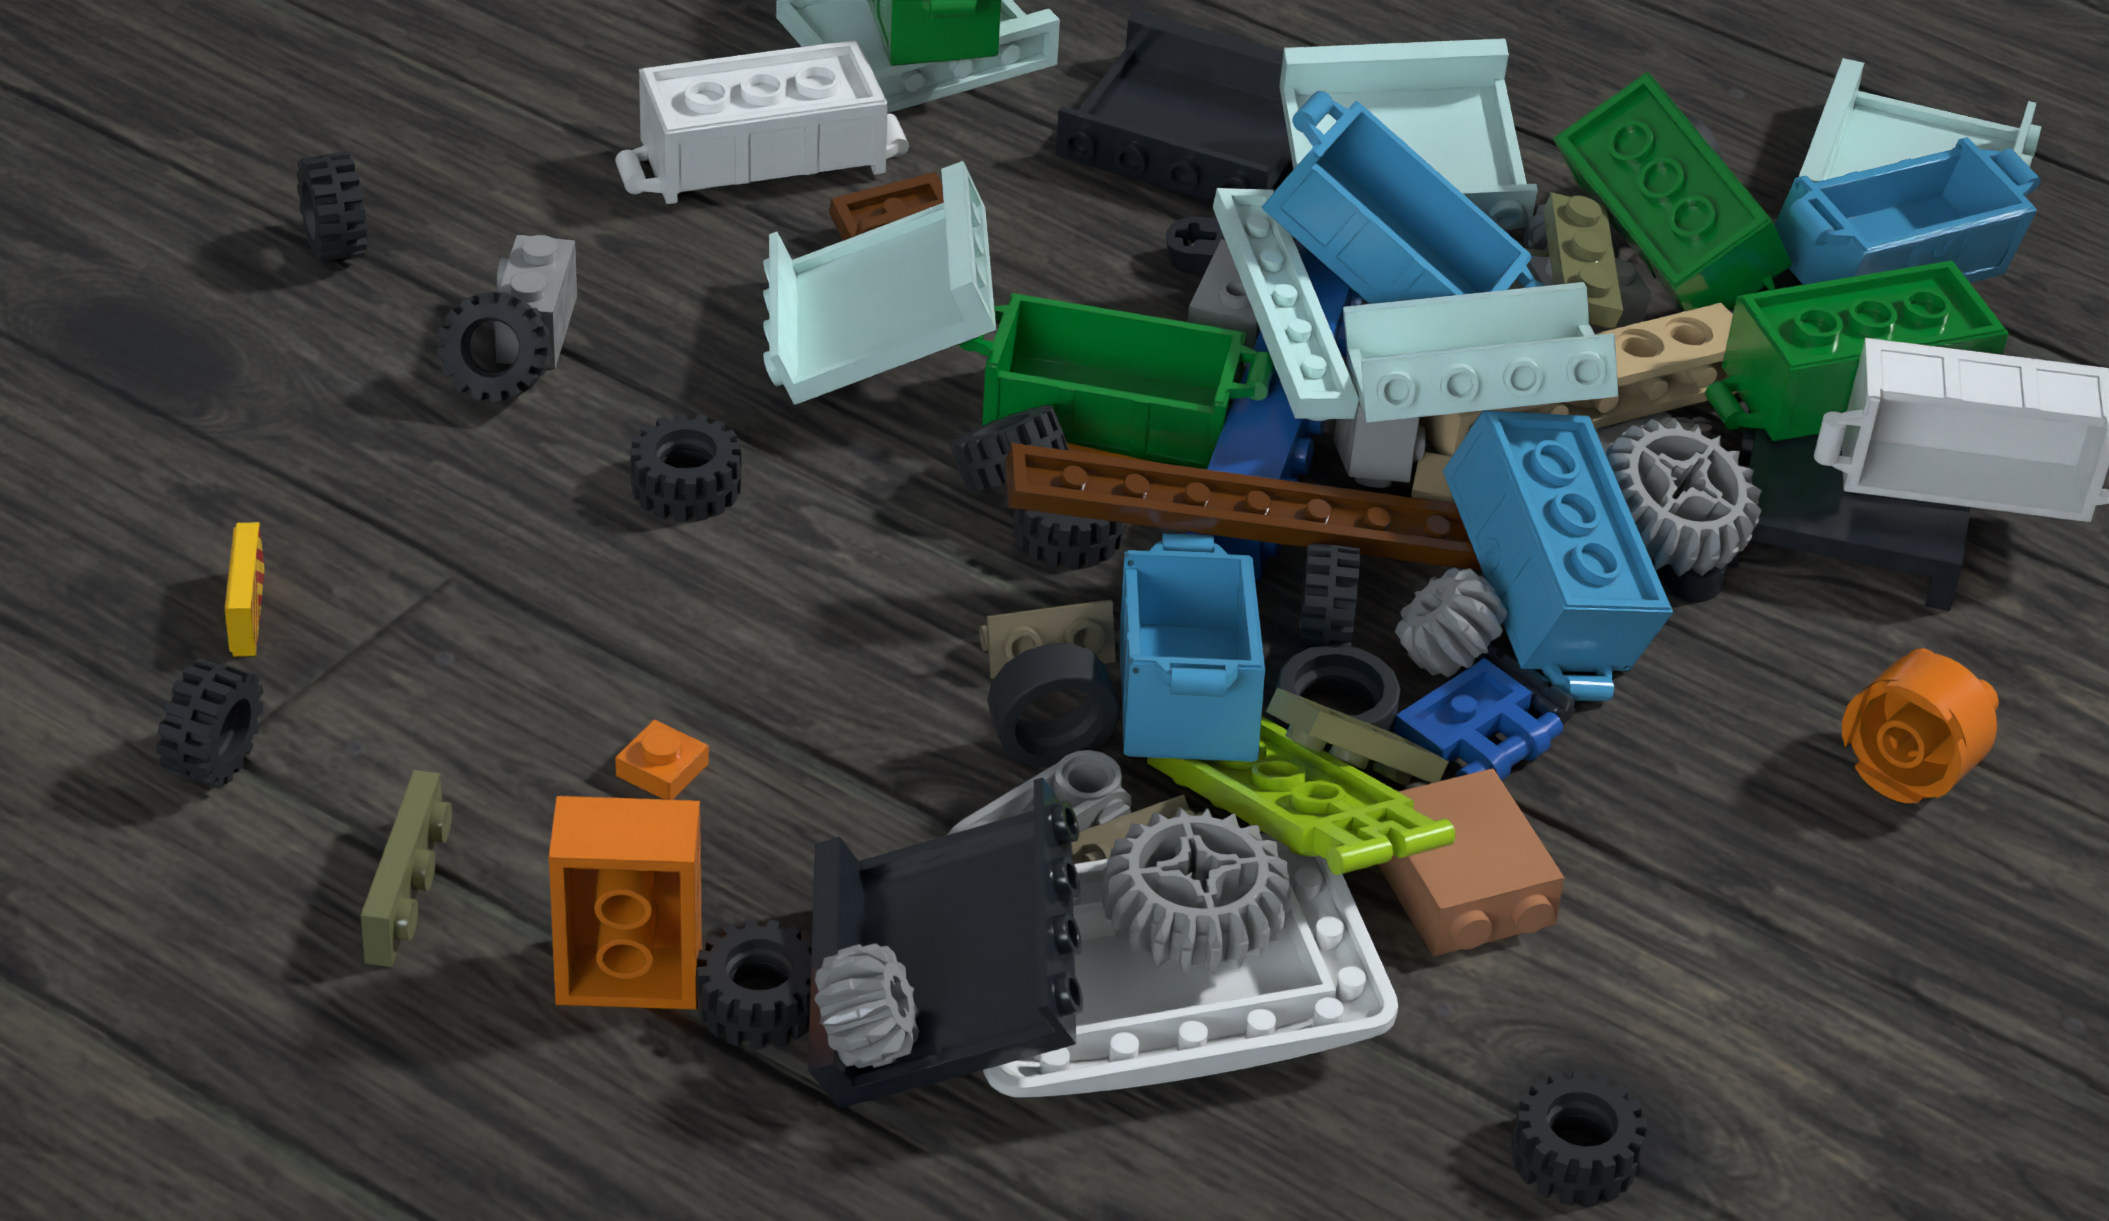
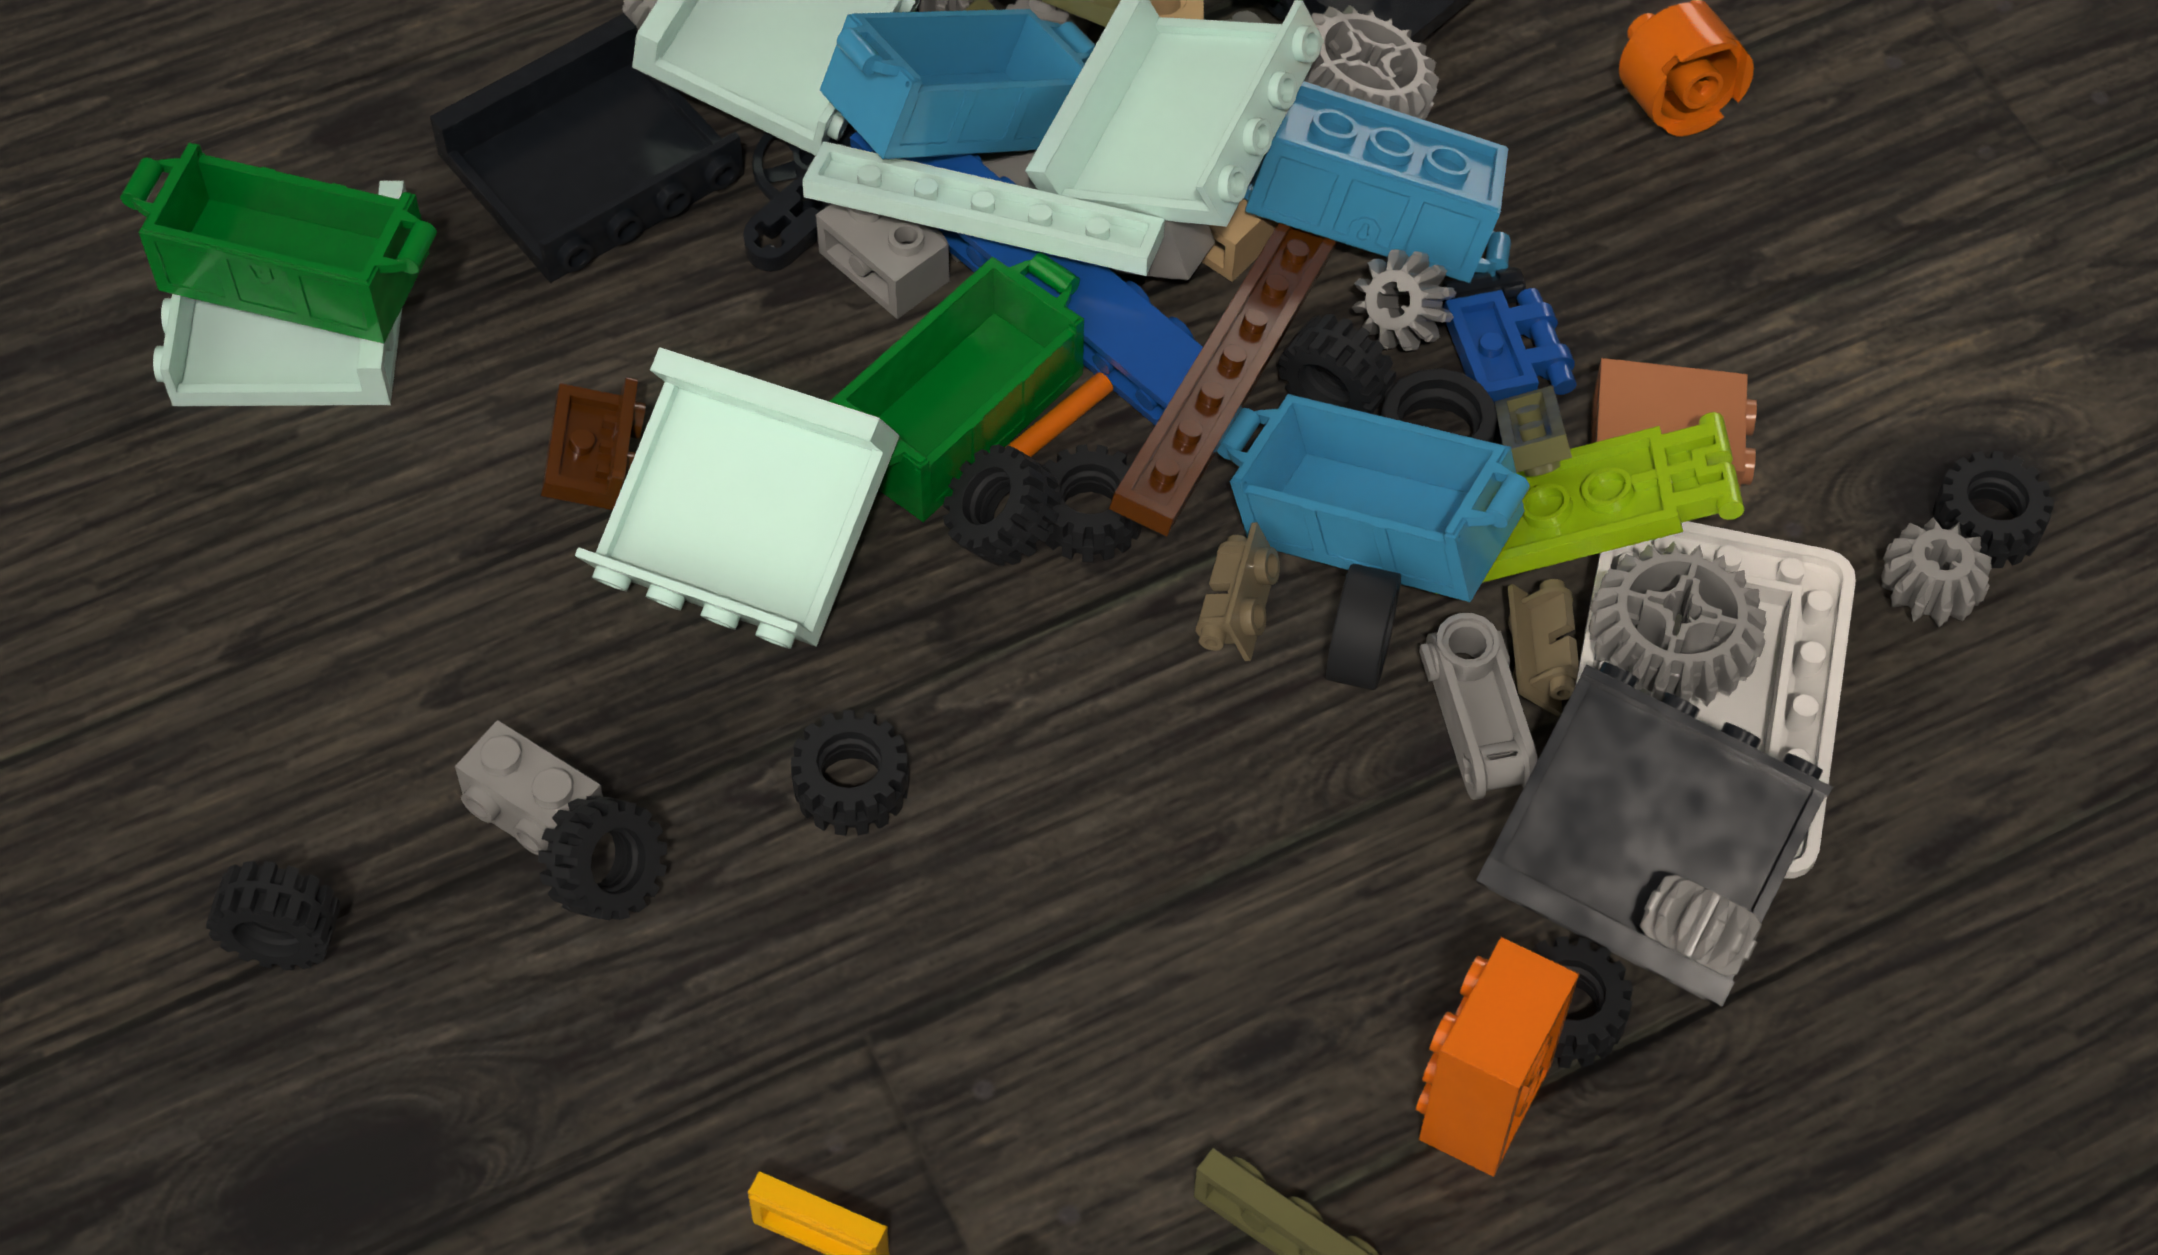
camera: 60 degrees left, 15 degrees up
(662, 760) = (1234, 961): orange plate -> none
(760, 119) = (386, 492): white container -> none
(1456, 1110) = (1936, 572): none -> light grey gear

